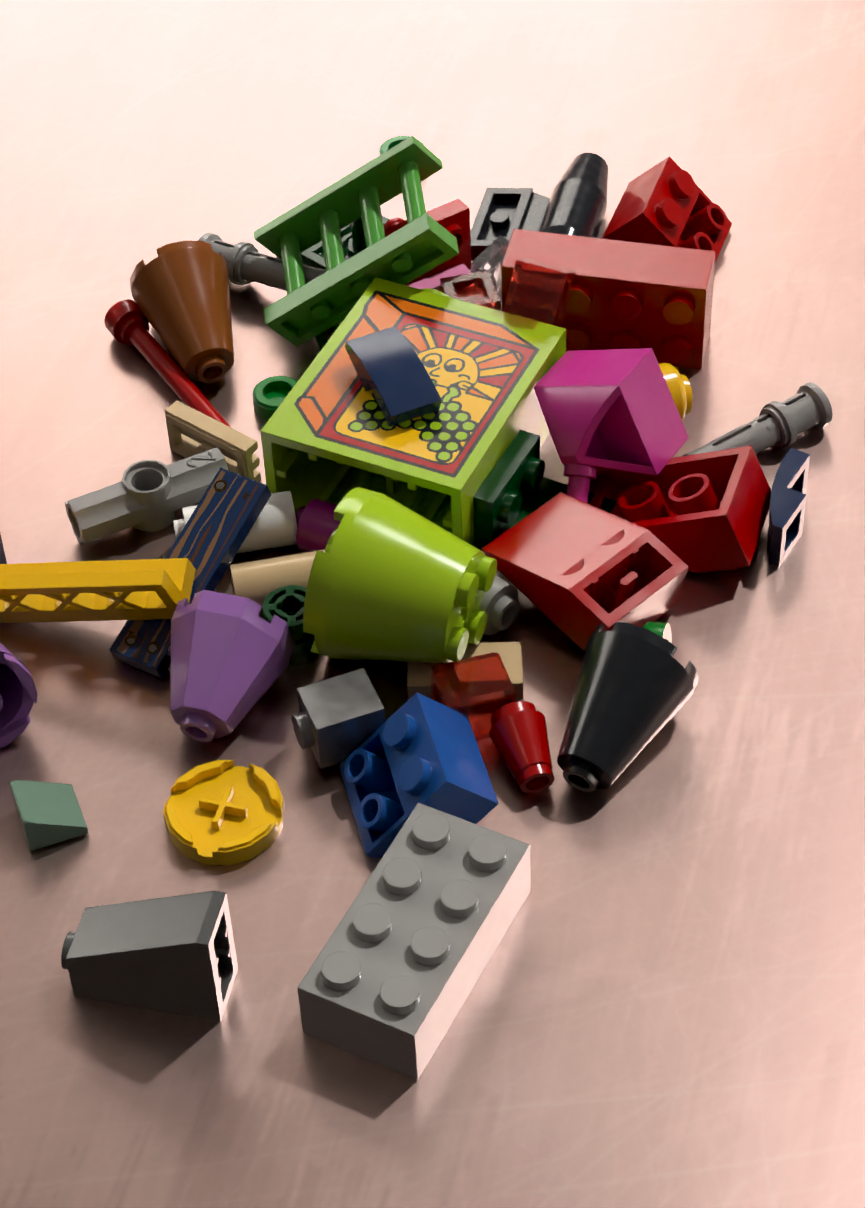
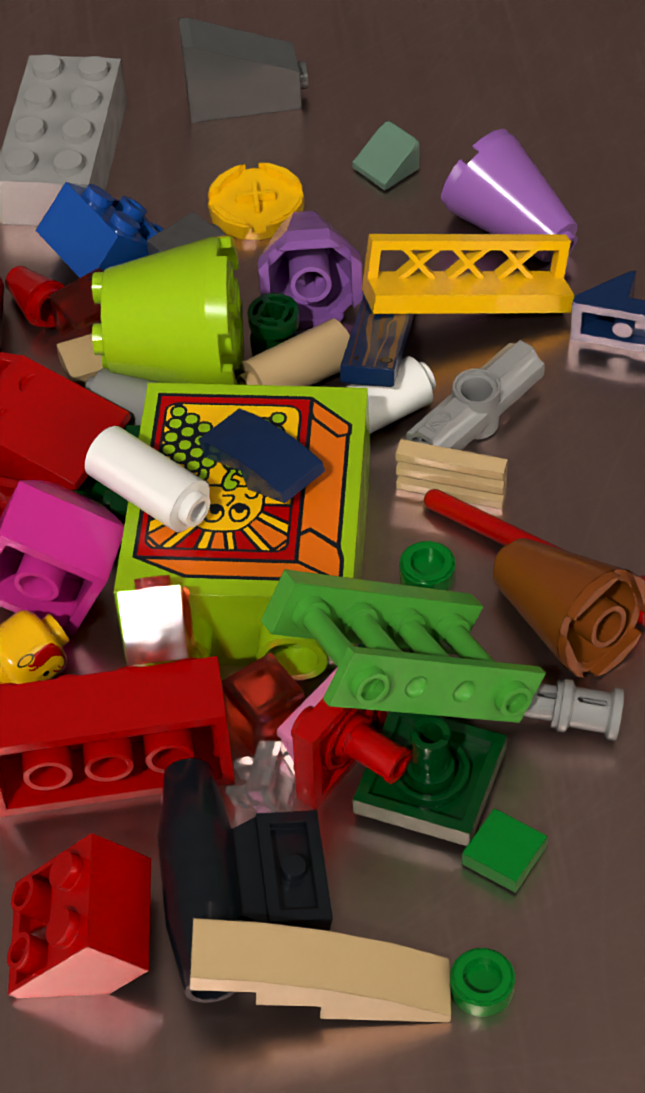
camera: 160 degrees right, 5 degrees up
(503, 371) = (148, 479): none -> white brick
(531, 151) = (321, 969): none -> tan slope

